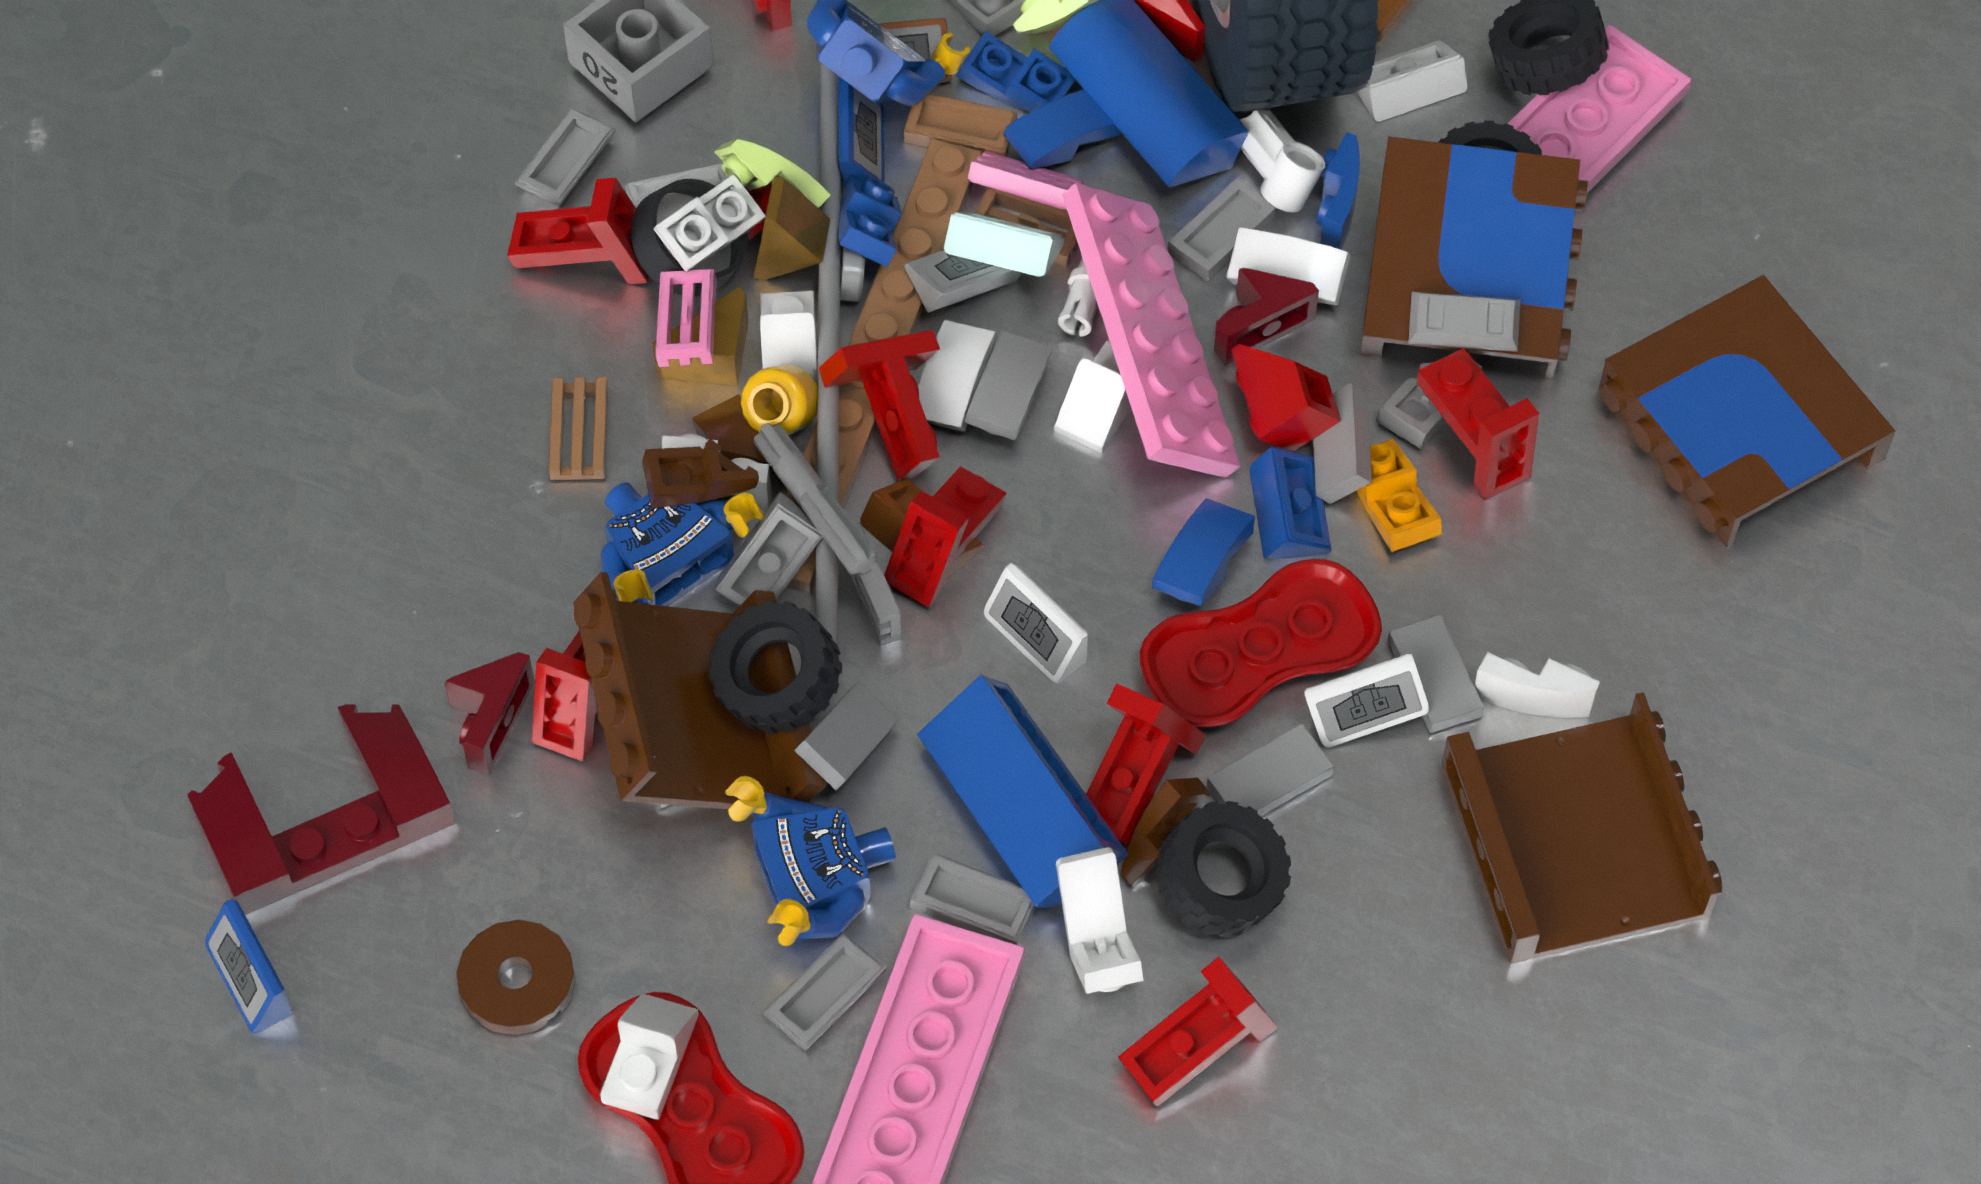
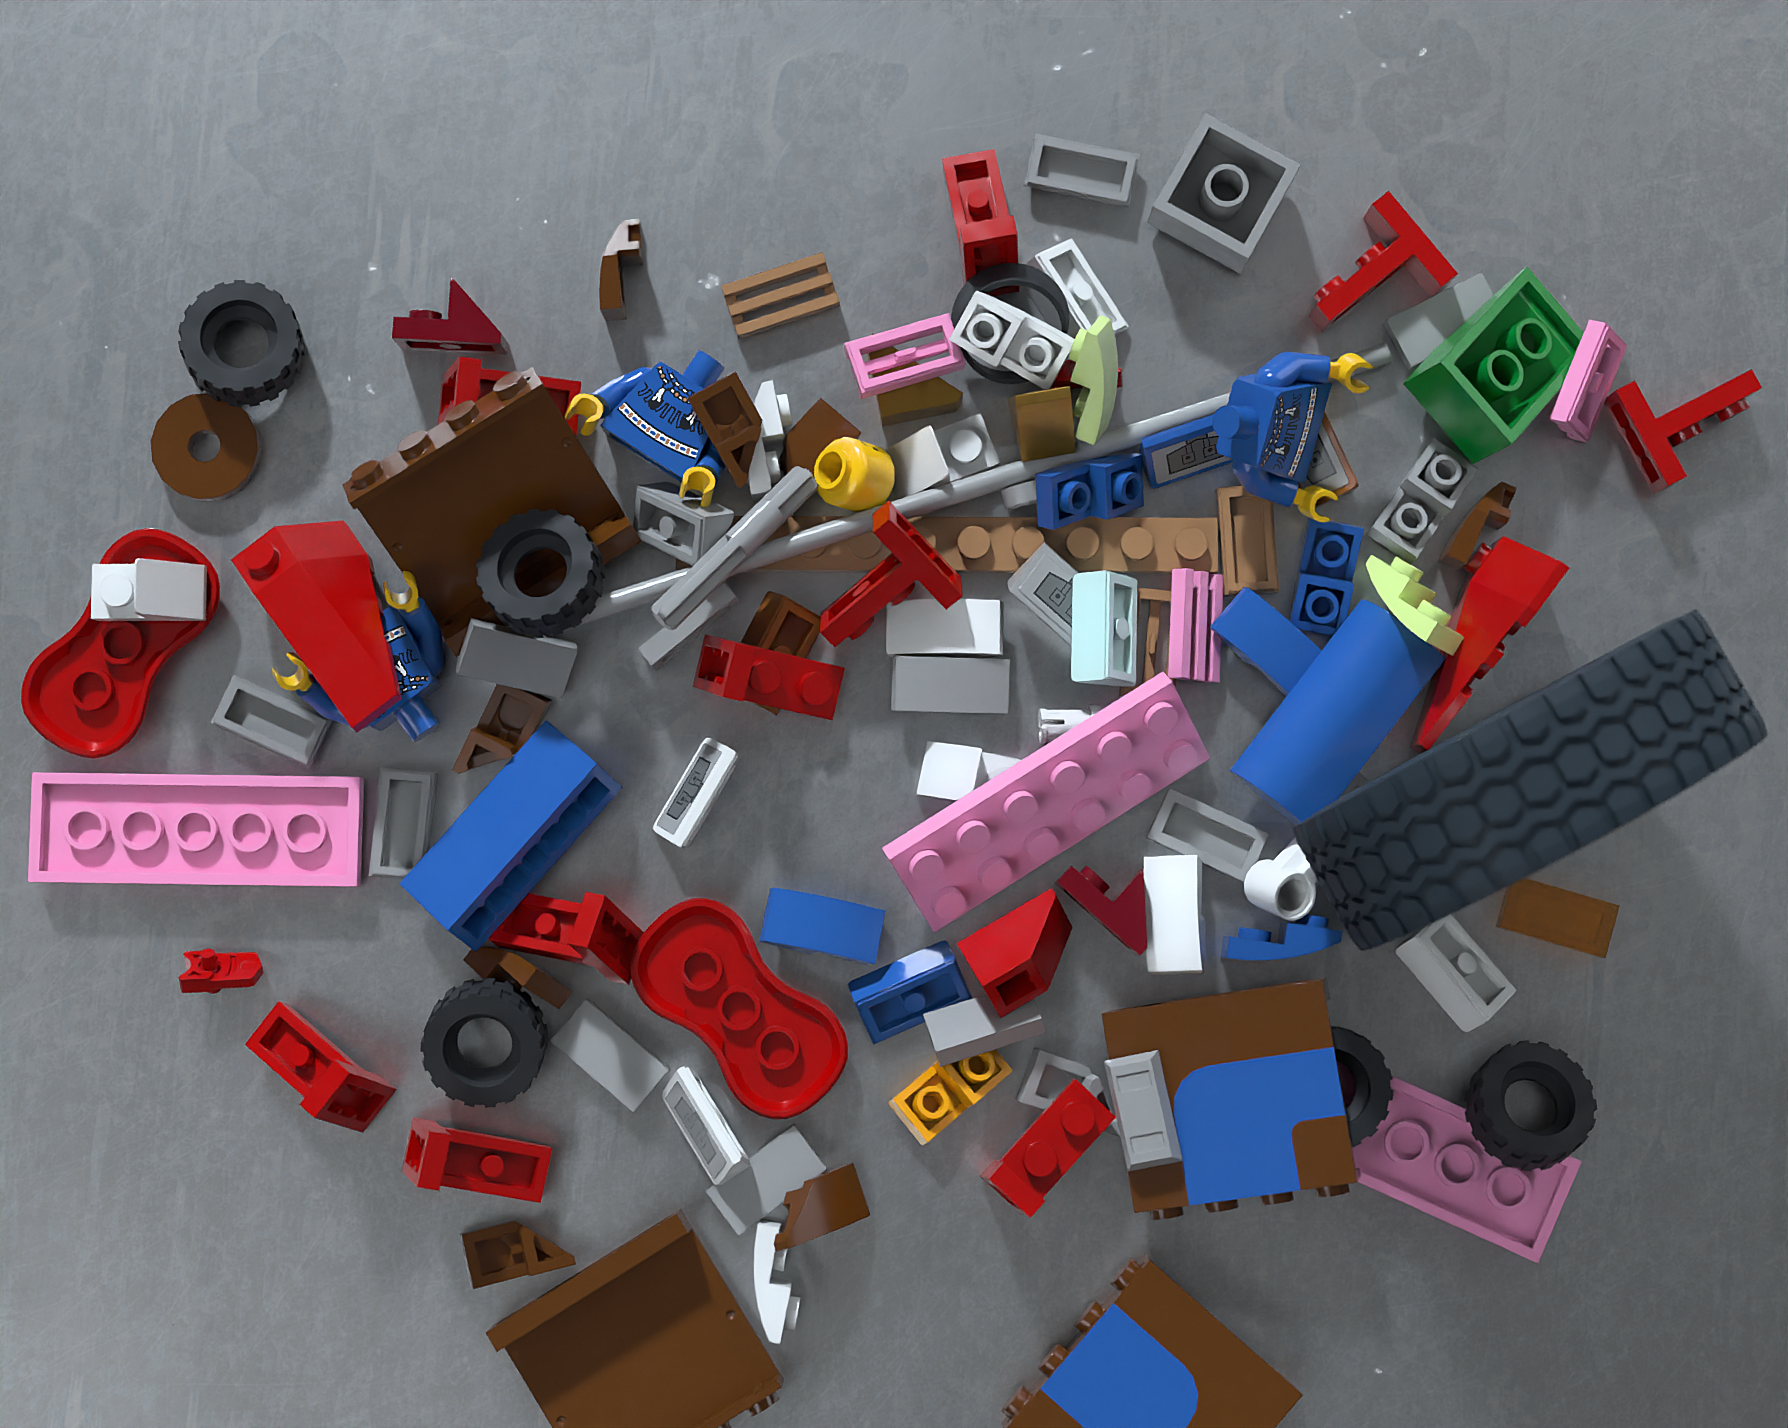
camera: 75 degrees right, 25 degrees up
(246, 969) = (143, 216): slope -> none
(270, 868) = (342, 285): dark red wedge -> none
(413, 864) = (233, 303): none -> black tyre
(498, 554) = (622, 251): none -> reddish brown slope
(732, 883) = (325, 604): none -> red wedge
(907, 780) = (503, 728): none -> reddish brown slope
(1065, 1113) = (216, 971): none -> red piece
(1096, 921) = (386, 949): white bracket -> none
(1334, 920) = (474, 1162): none -> red bracket
(1441, 921) = (508, 1253): none -> reddish brown slope
(1477, 622) = (822, 1206): none -> reddish brown slope

